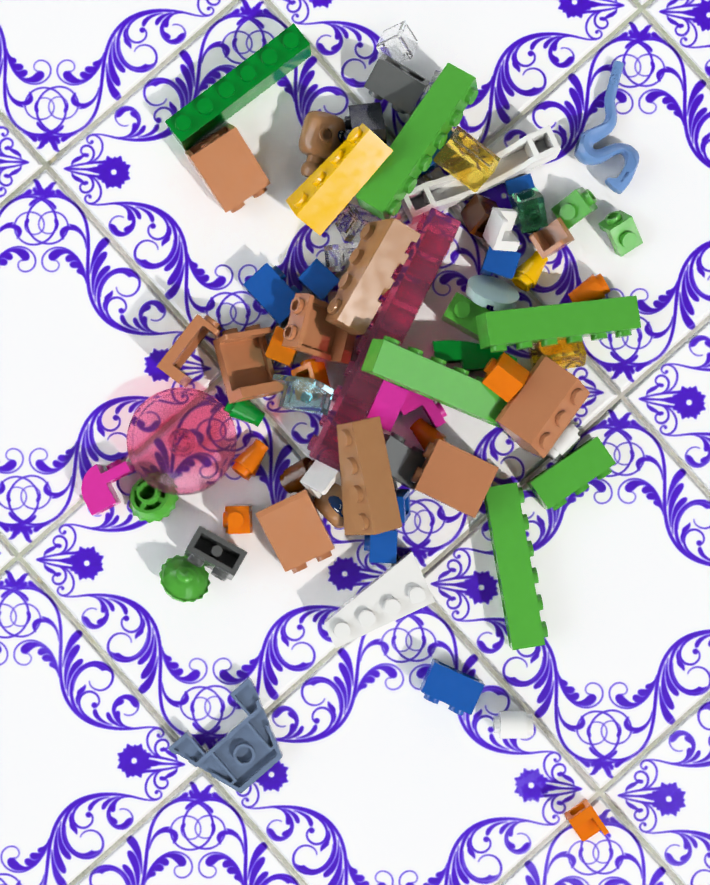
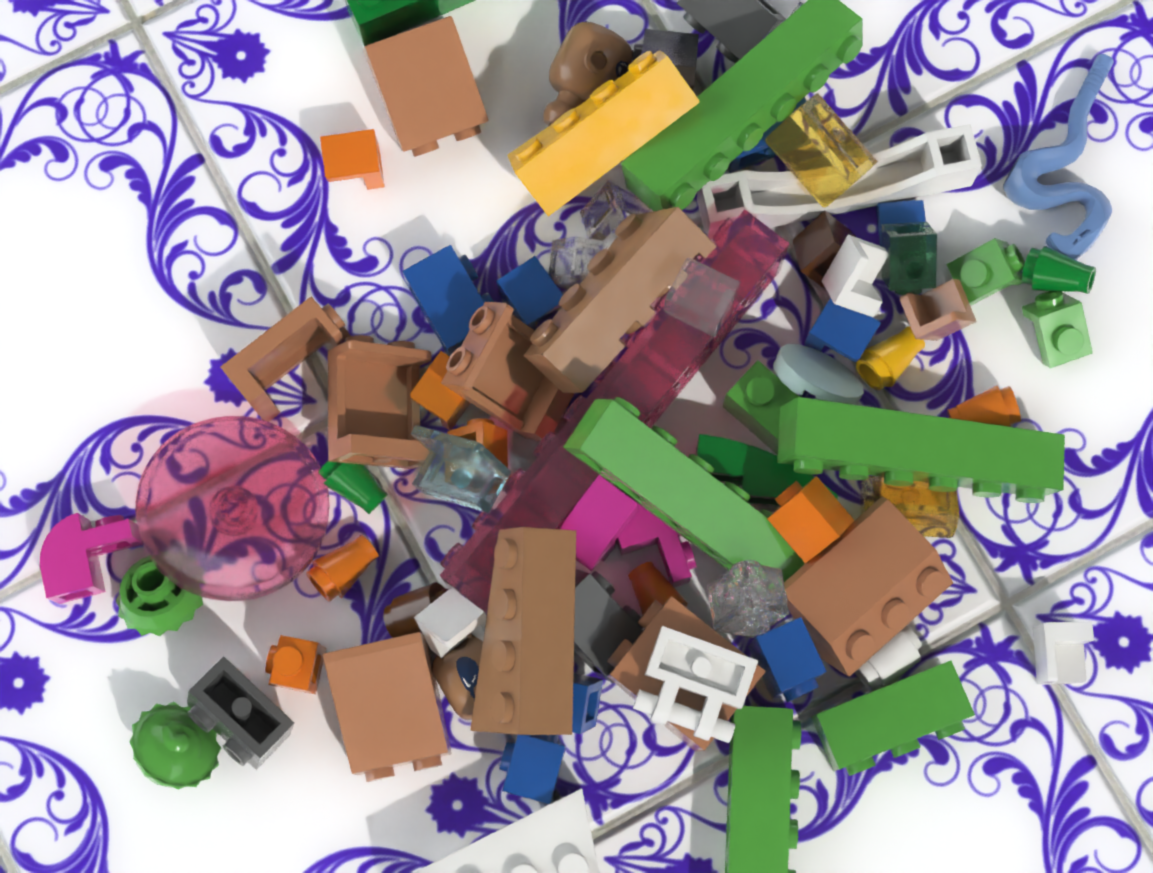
camera: 15 degrees right, 10 degrees down
(196, 222) = (352, 157): none -> orange panel
(419, 266) = (701, 296): none -> clear panel
(462, 475) = (701, 669): none -> white plate
(480, 430) = (748, 599): none -> clear brick
(509, 457) = (788, 660): none -> blue brick
(614, 200) = (1054, 271): none -> green cone
(656, 417) = (1061, 651): none -> white panel

